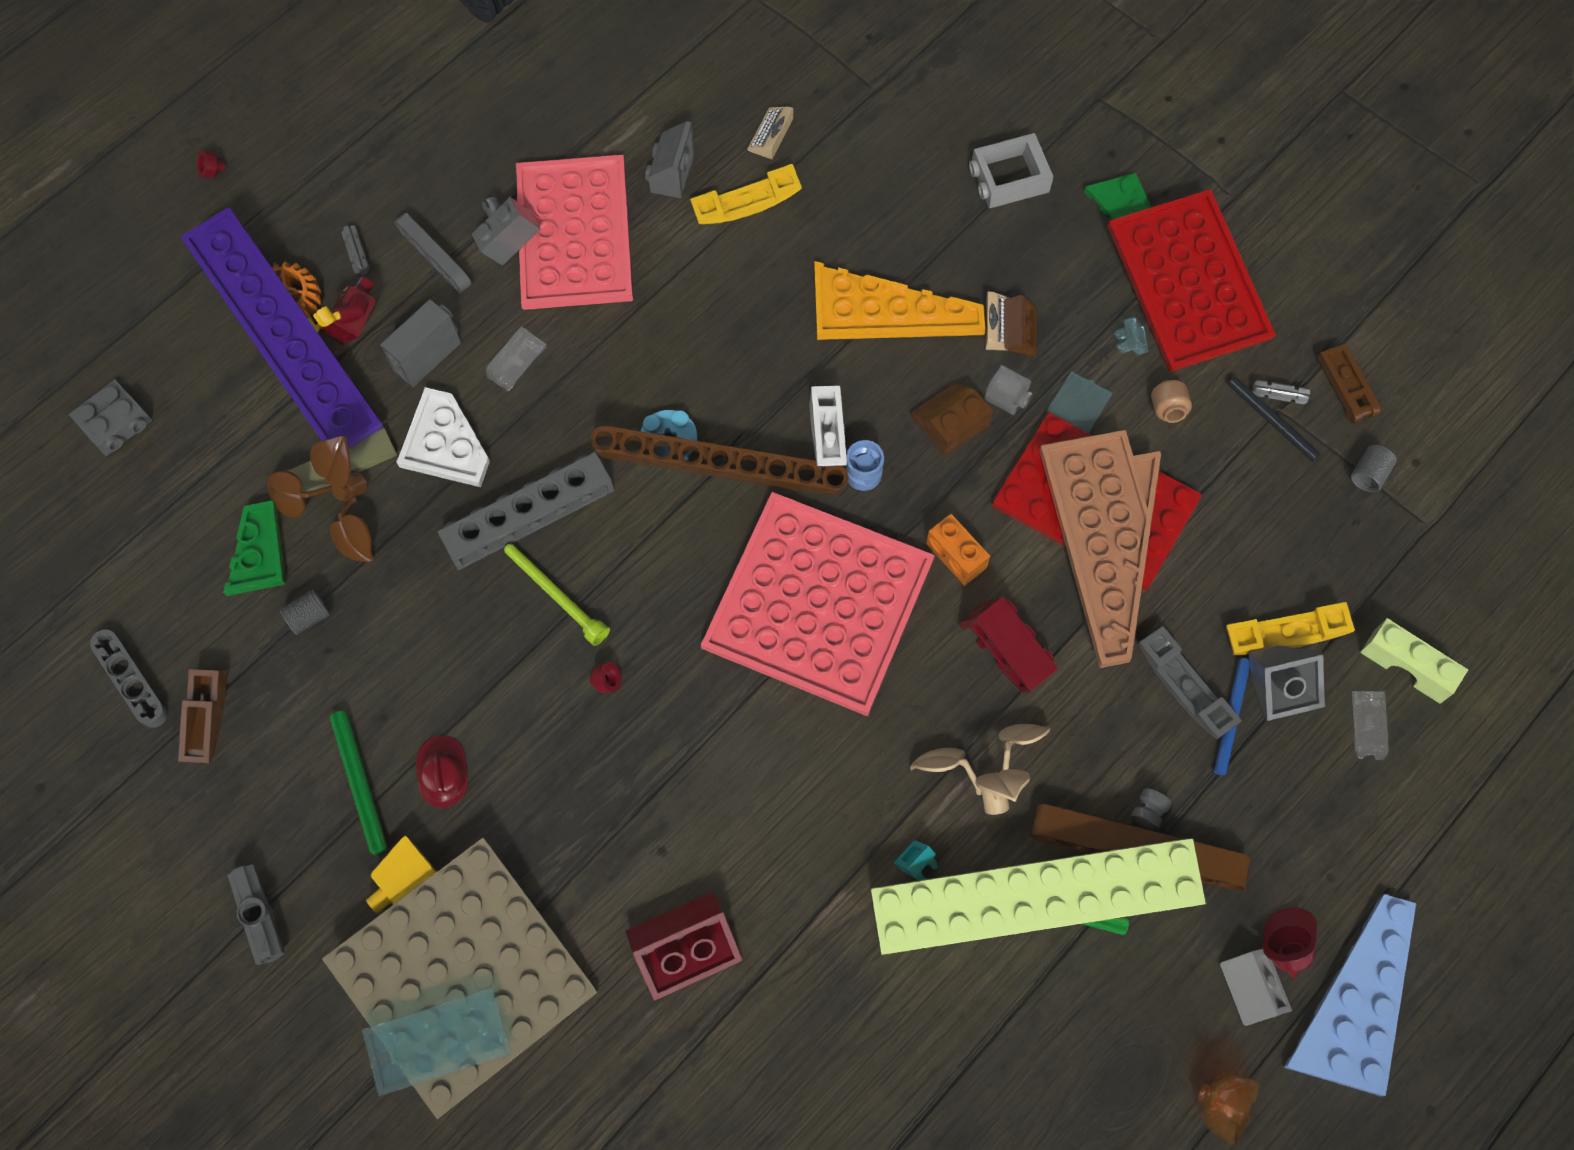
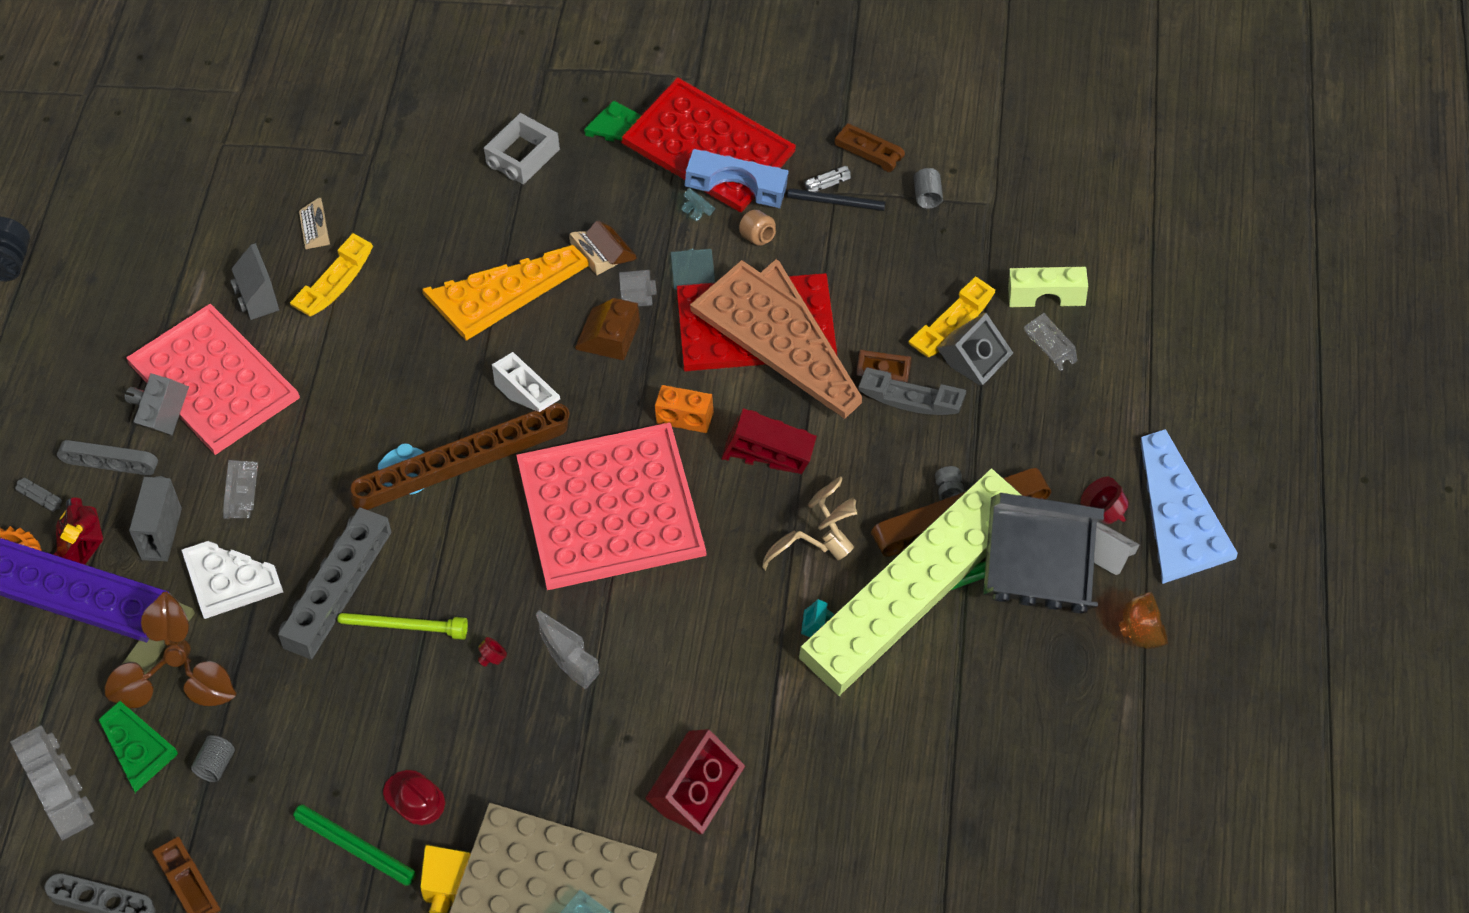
camera: 35 degrees left, 15 degrees down
(165, 540) = (52, 783): none -> clear wedge
(670, 725) = (567, 650): none -> clear slope
(864, 465) = (573, 394): medium blue wheel -> none
(1167, 310) = (710, 169): none -> medium blue arch
(1176, 962) = (1041, 552): none -> black panel
(1186, 632) = (897, 365): none -> reddish brown slope
(1235, 703) = (965, 410): blue bar -> none

